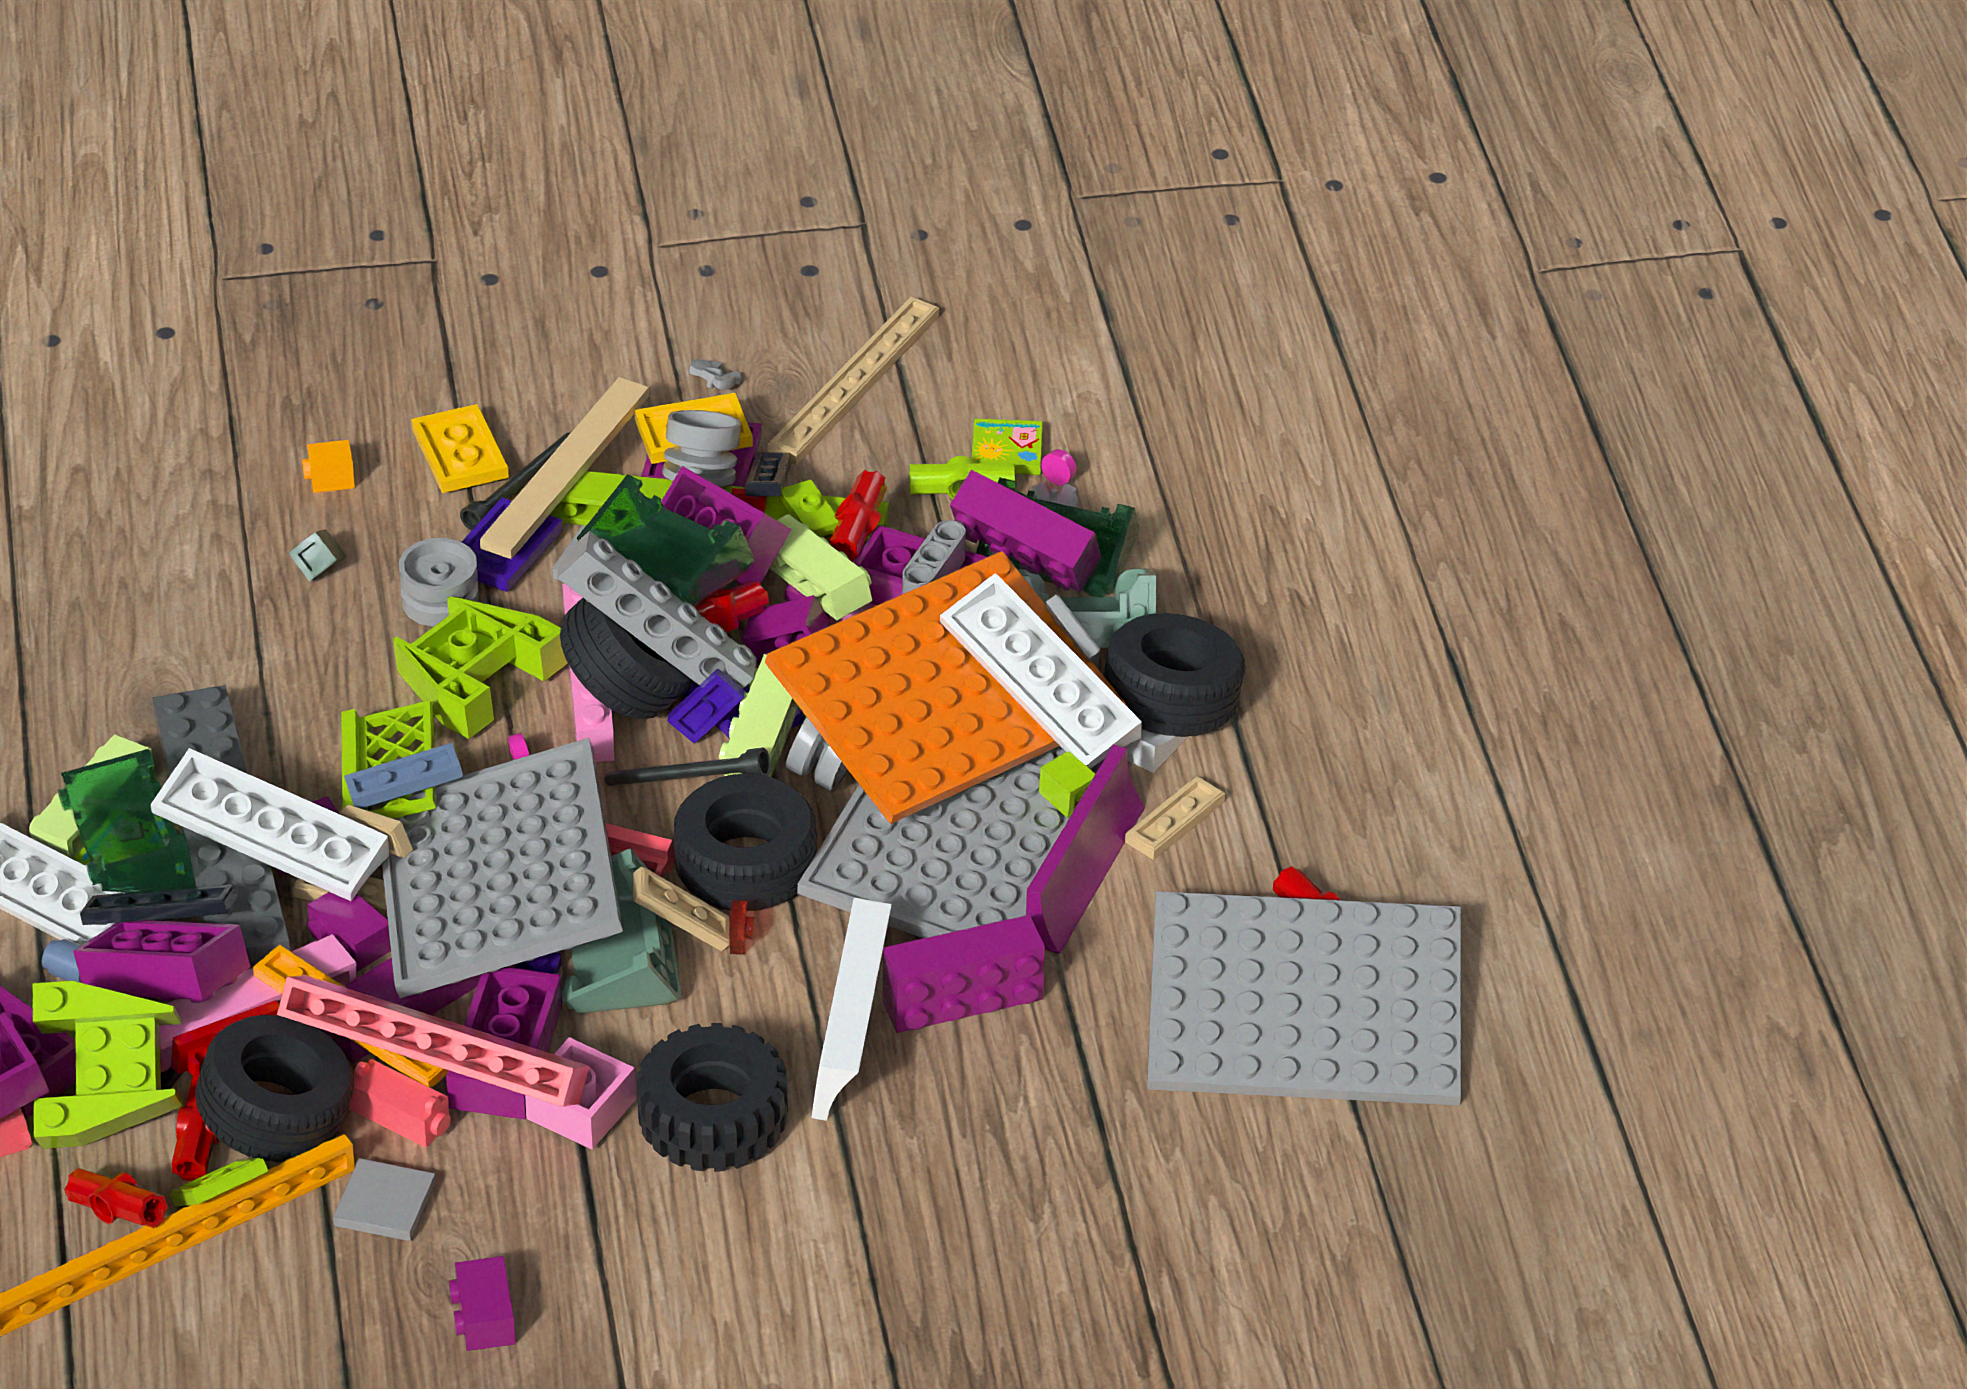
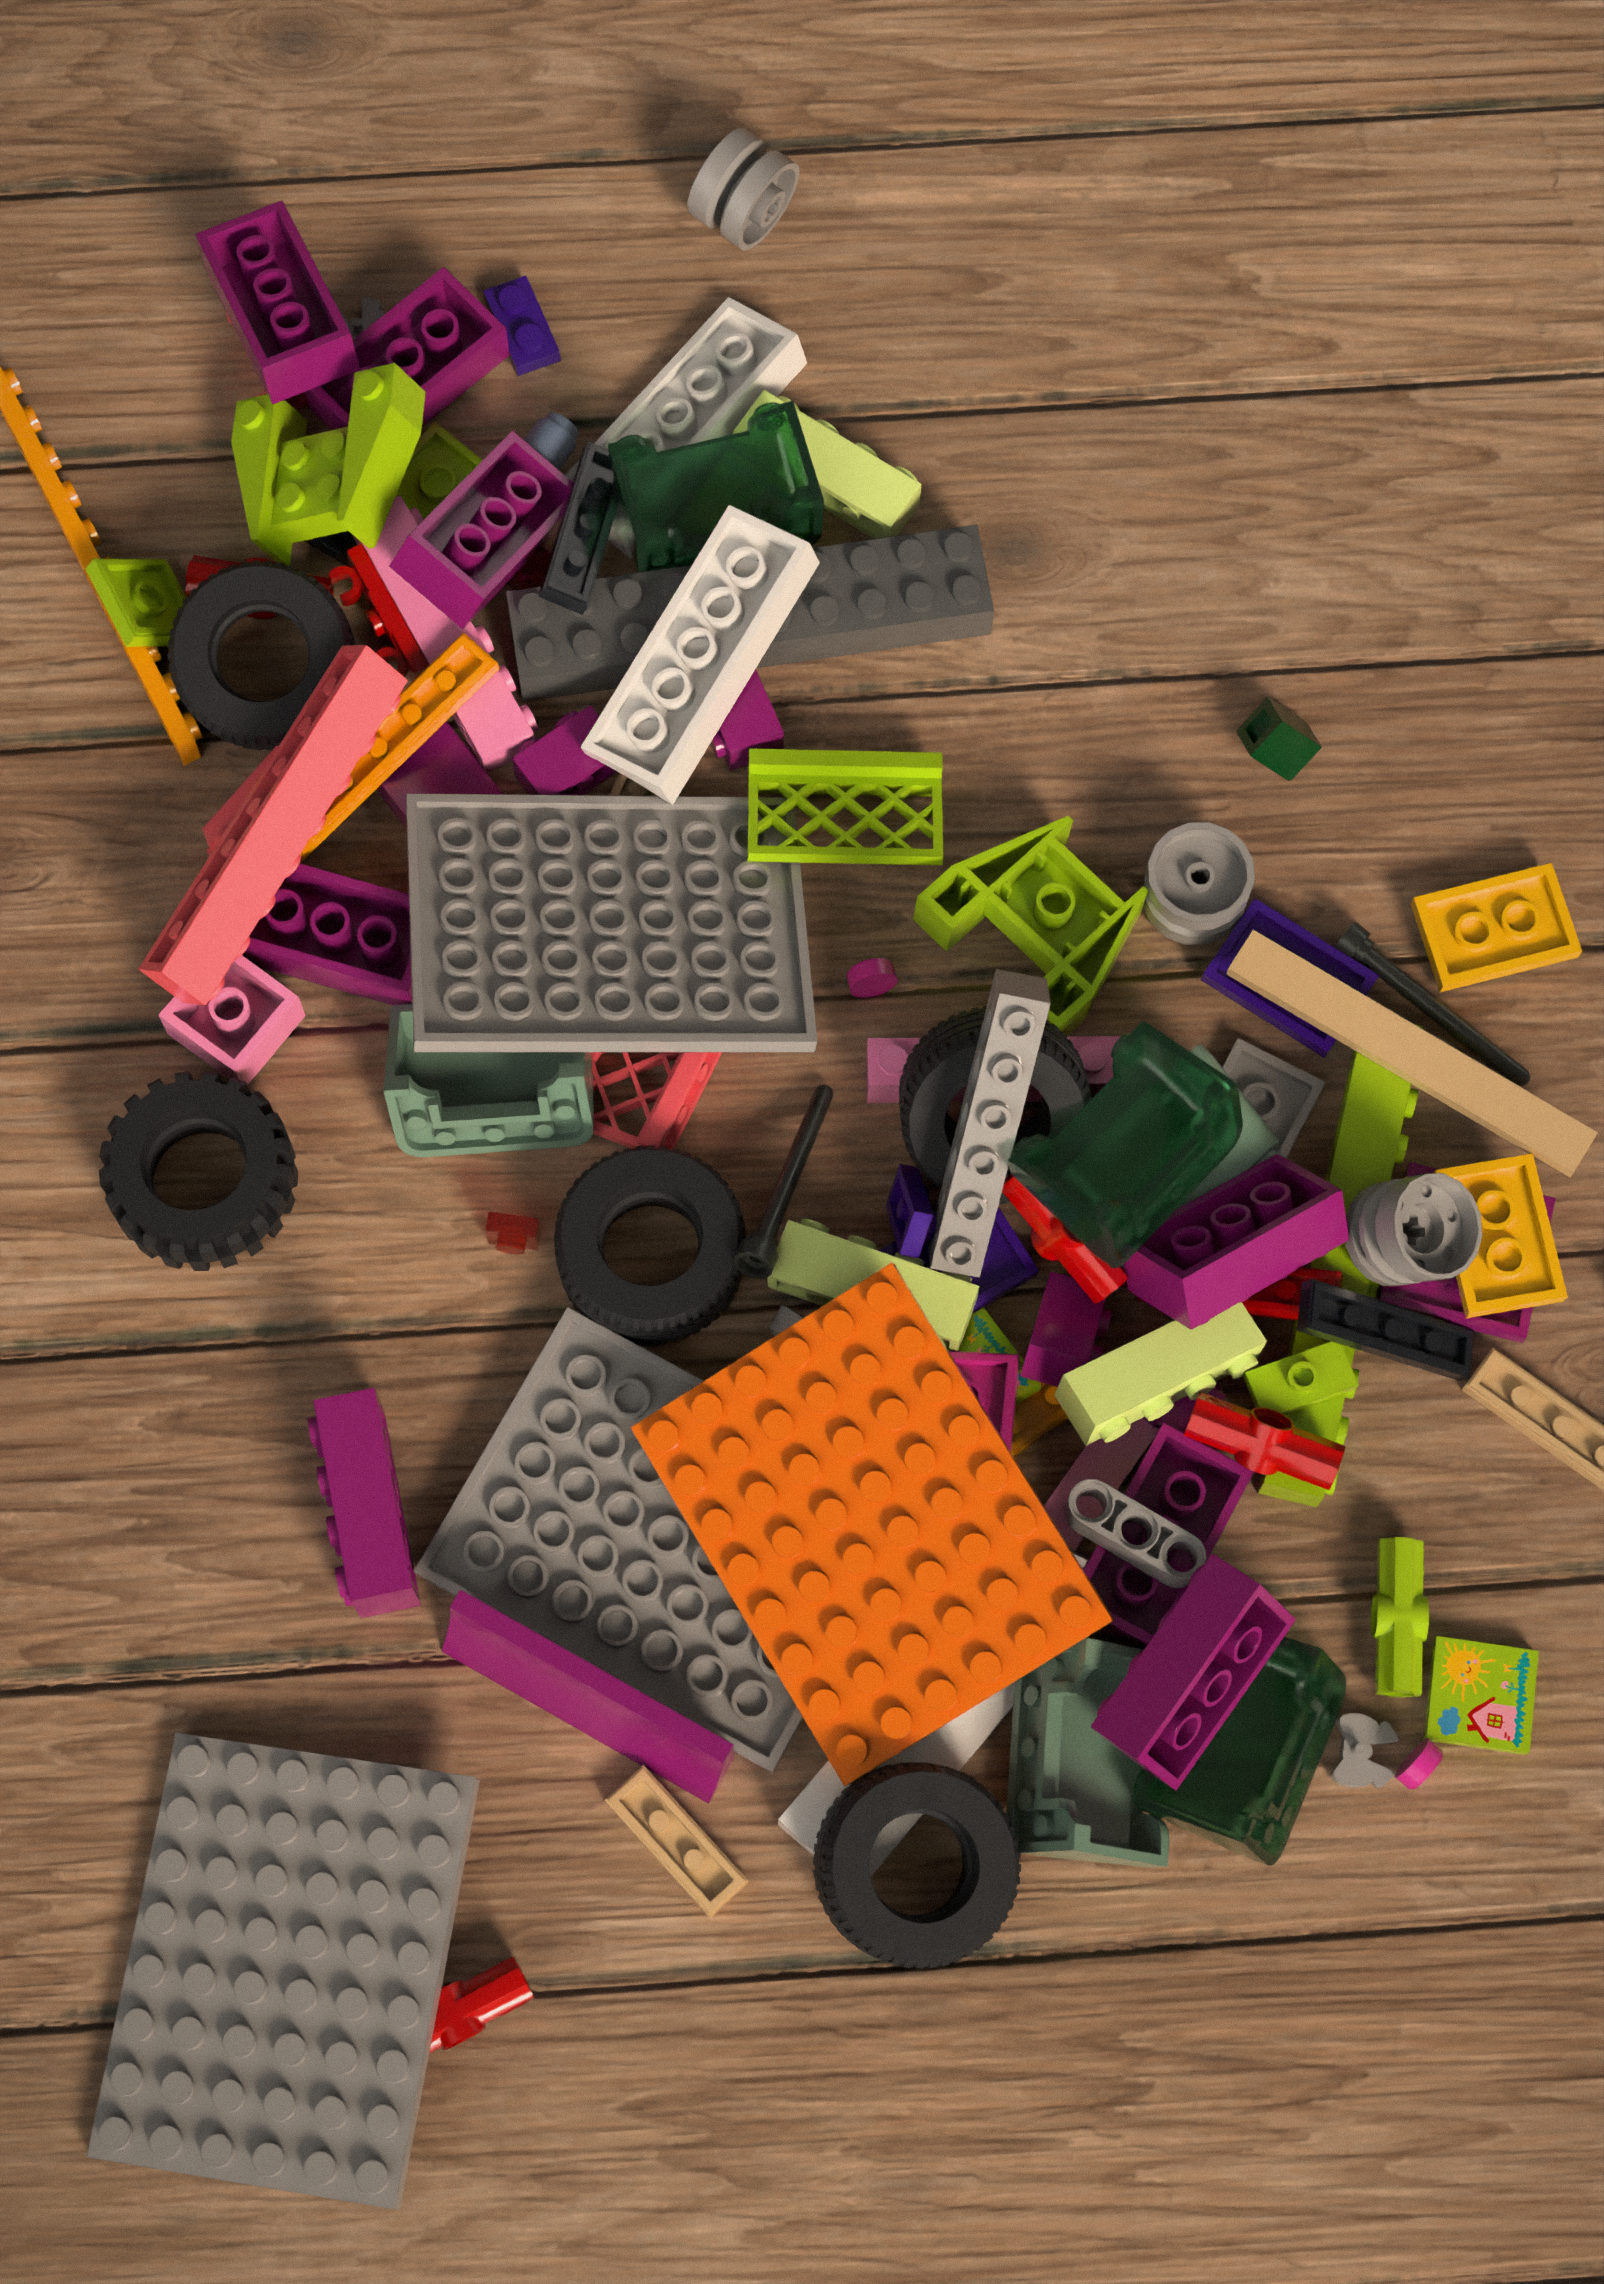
camera: 95 degrees right, 30 degrees up
(116, 1198) = (131, 490): red piece -> none
(329, 466) = (1459, 757): light orange brick -> none
(384, 1199) = (121, 793): light grey tile -> none
(397, 838) = (700, 783): tan tile -> none
(403, 776) = (782, 814): sand blue plate -> none
(681, 908) = (524, 1148): tan tile -> none
(851, 1001) = (319, 1348): white arch -> none
(1041, 672) = (866, 1654): white arch -> none
(1064, 782) = (697, 1680): lime panel -> none
(1073, 629) = (975, 1717): light grey tile -> none

